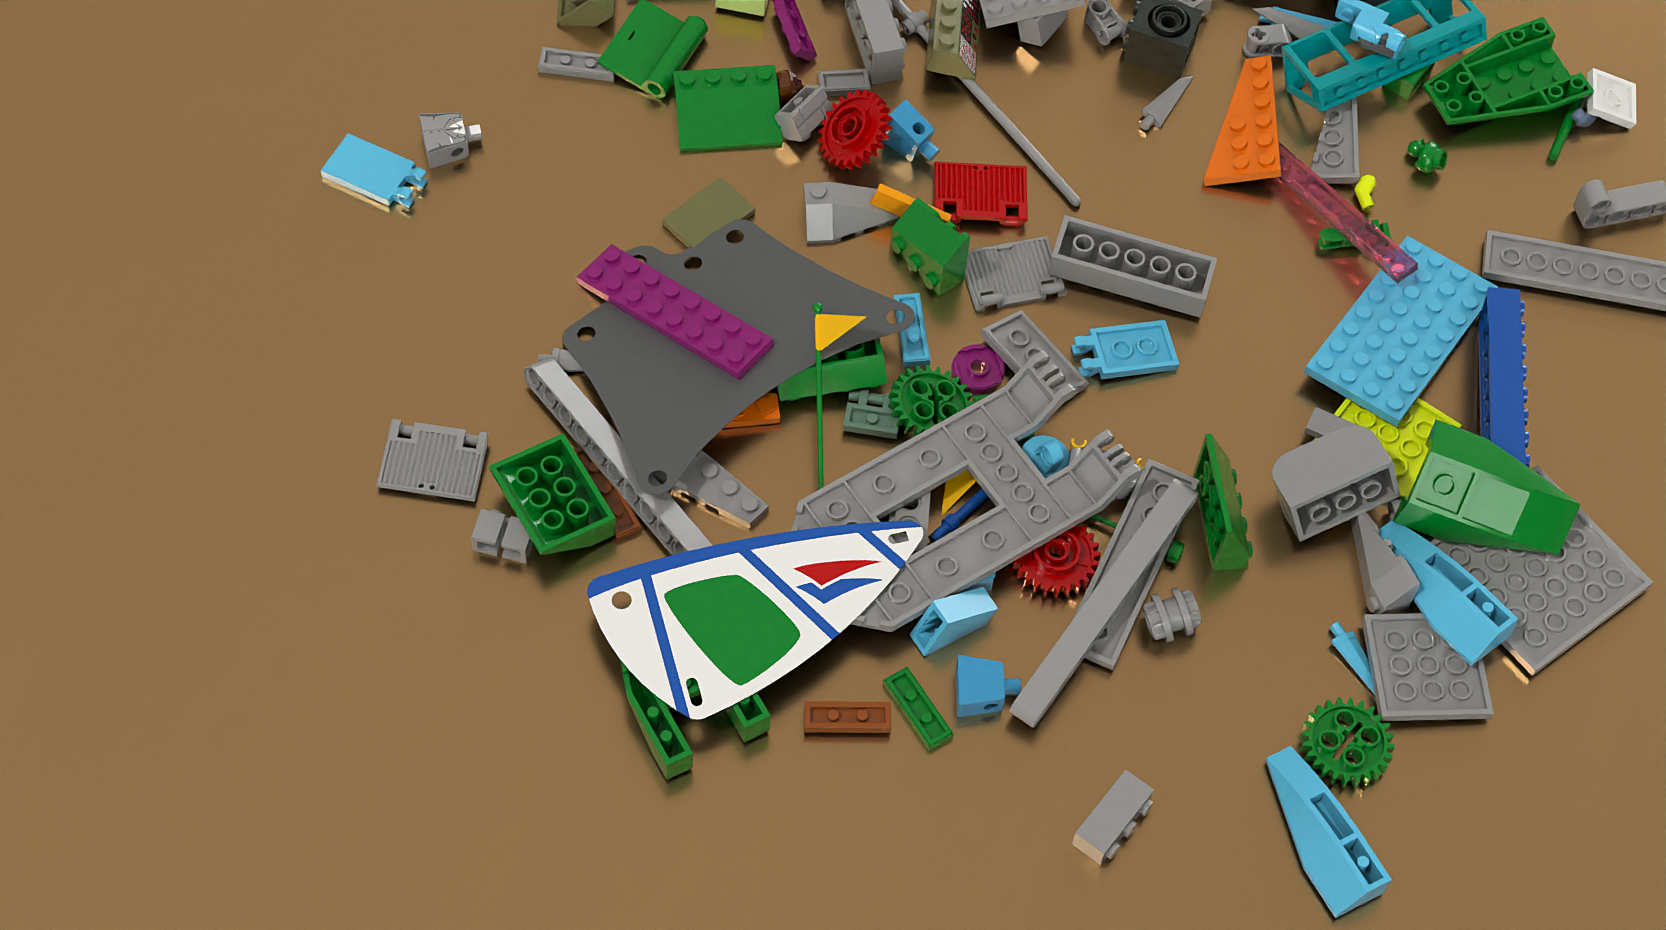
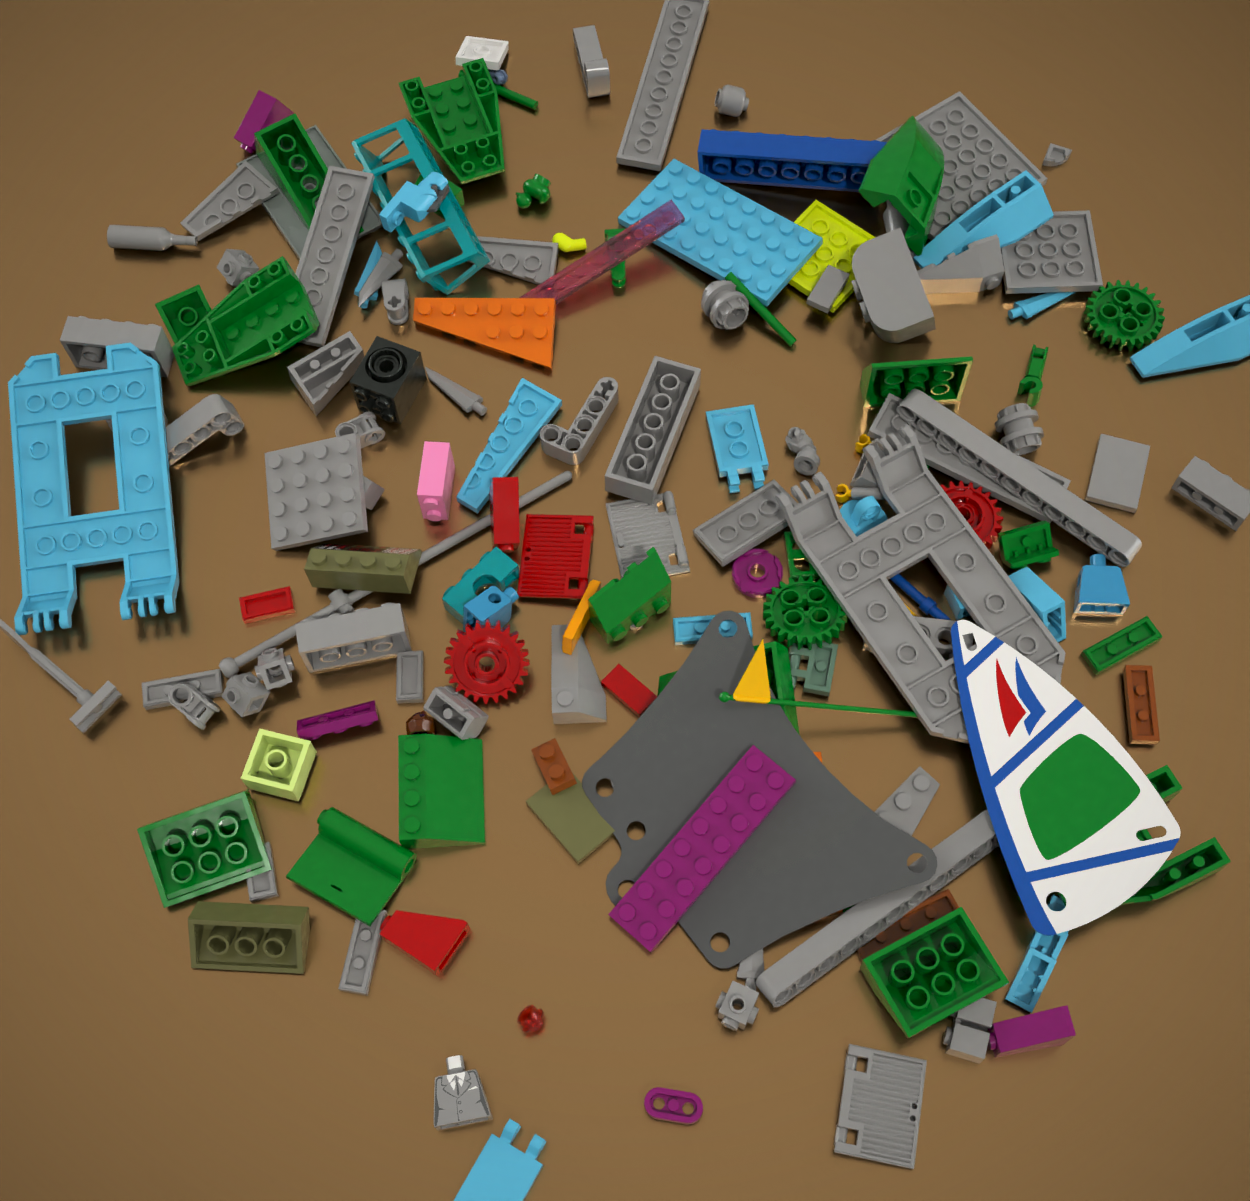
camera: 80 degrees left, 5 degrees up
(436, 299) = (674, 1102): none -> magenta plate
(497, 583) = (1031, 1032): none -> magenta slope
(514, 187) = (530, 1019): none -> clear red plate
(523, 342) = (737, 996): none -> light grey brick
(561, 598) = (1036, 964): none -> medium azure slope
(585, 104) = (424, 937): none -> red slope
(754, 195) = (554, 766): none -> dark orange plate
(842, 255) = (628, 690): none -> red tile
(960, 139) = (493, 569): none -> teal arch
(1016, 137) = (504, 513): none -> red slope
(1027, 616) = (1027, 545): none -> green bracket
(1049, 81) = (436, 481): none -> bright pink brick
(1125, 155) = (517, 429): none -> medium azure wing
(1133, 722) = (1117, 473): none -> light grey tile
(1136, 406) = (806, 459): none -> light grey arm
(1168, 225) = (584, 420): none -> light grey beam
(1252, 641) = (1032, 380): none -> green piece
(1299, 367) = (762, 310): none -> green bar
(1300, 332) = (724, 305): none -> light grey piece
(1579, 691) = (1056, 155): none -> light grey tile
(1591, 342) = (731, 100): none -> light grey head

